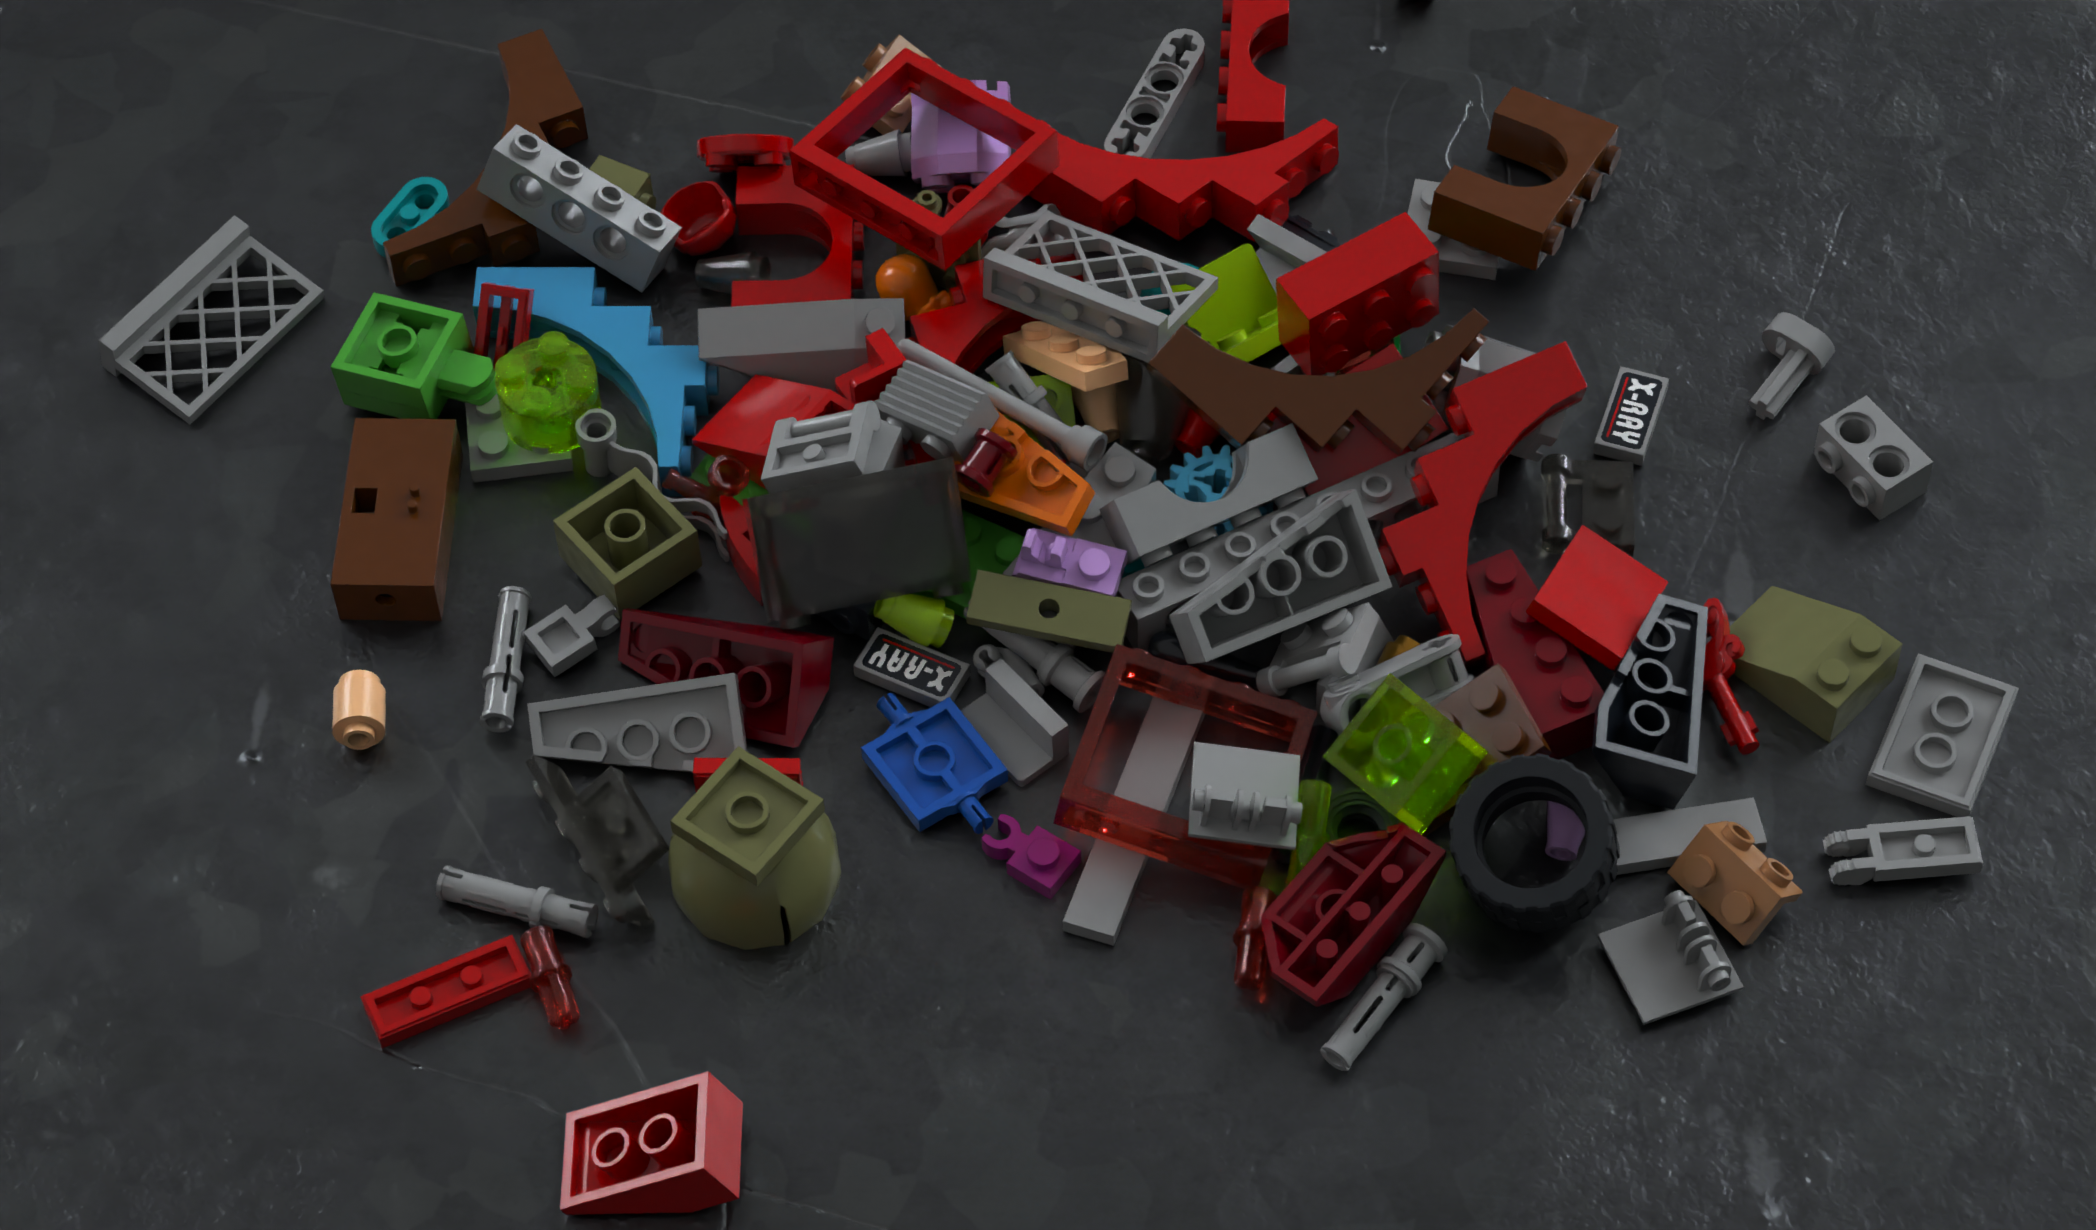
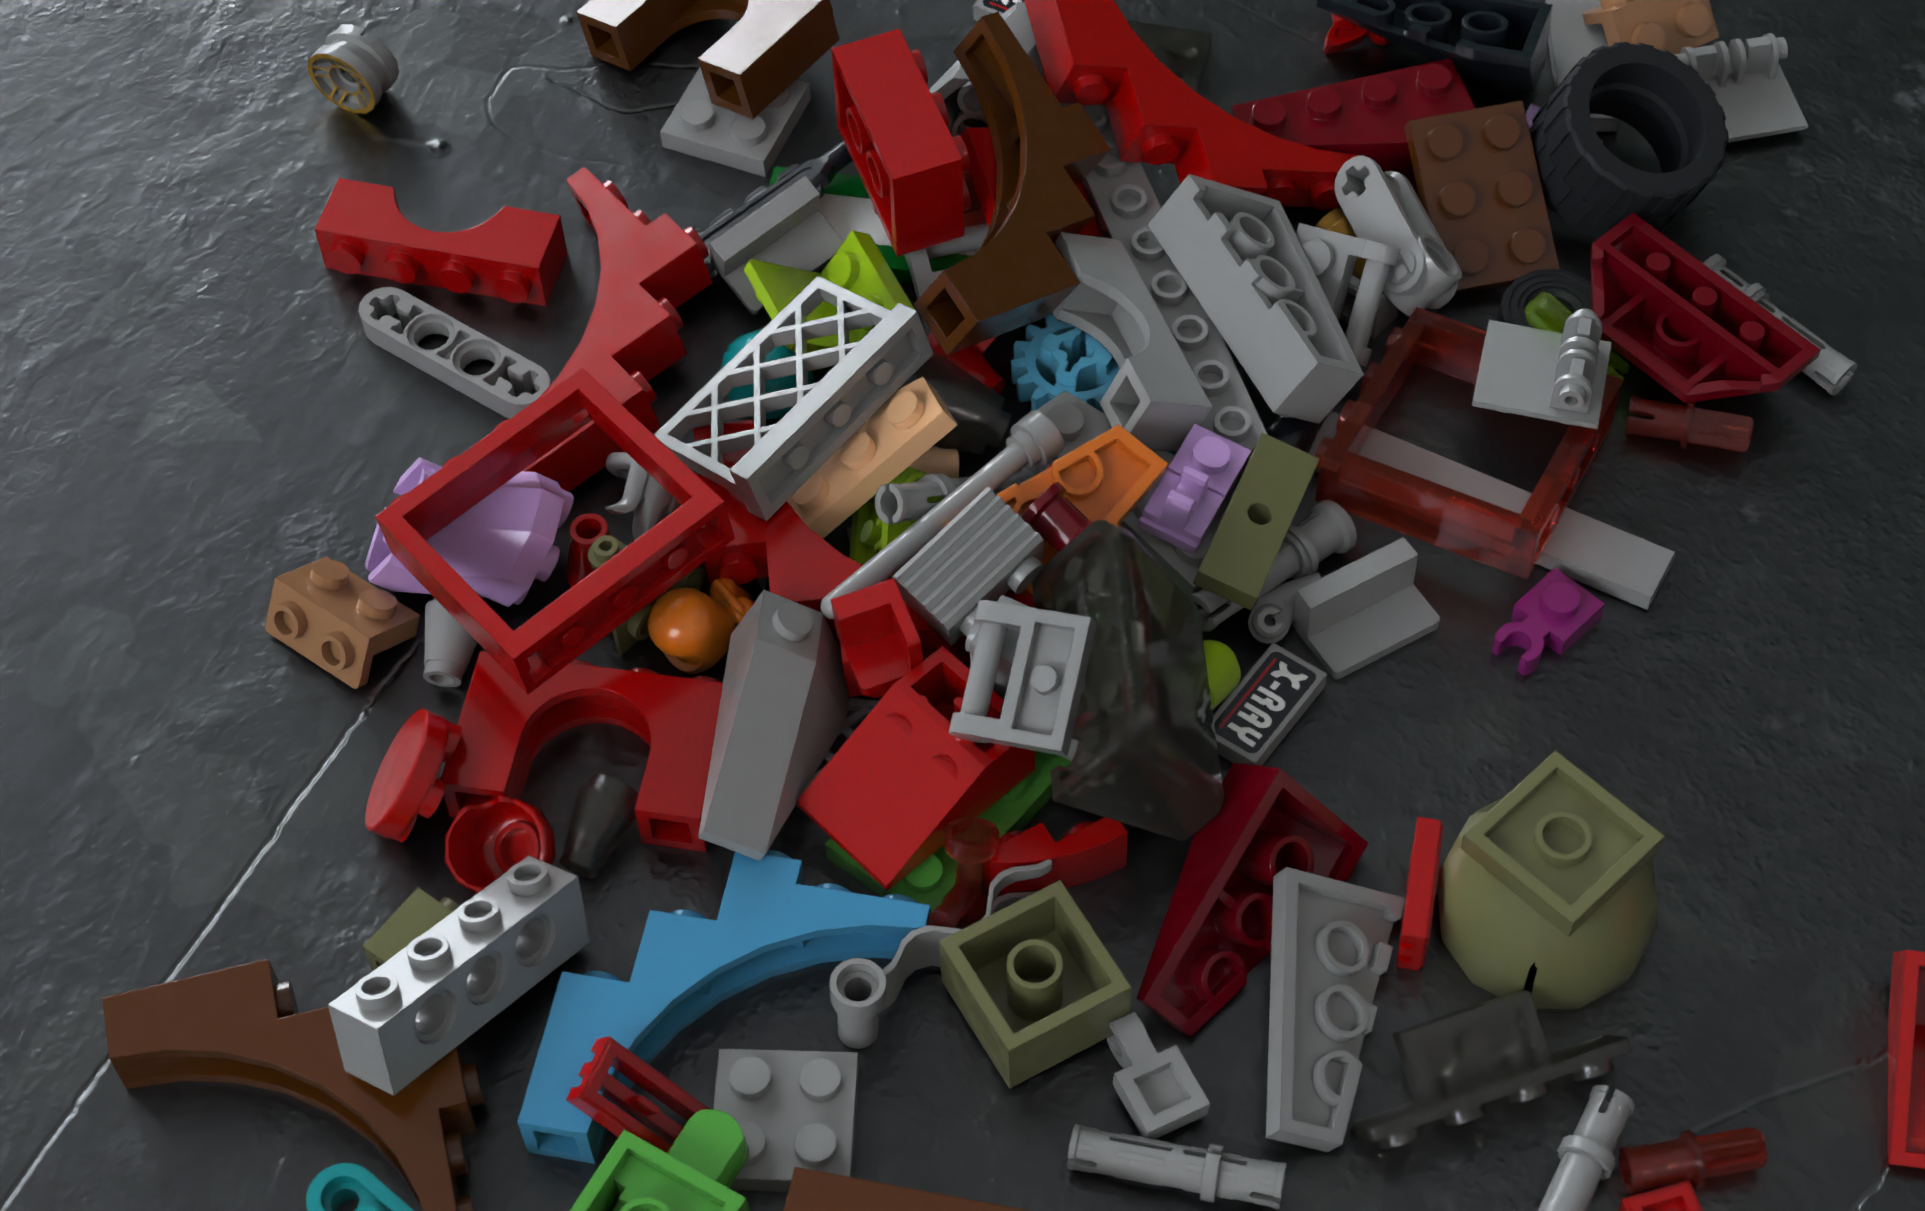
camera: 80 degrees left, 0 degrees up
(545, 390) = (781, 1041): clear neon green brick -> none
(934, 763) = (1414, 696): blue plate -> none
(1405, 754) = (1513, 218): clear neon green brick -> none
(1596, 597) = (1300, 54): red tile -> none

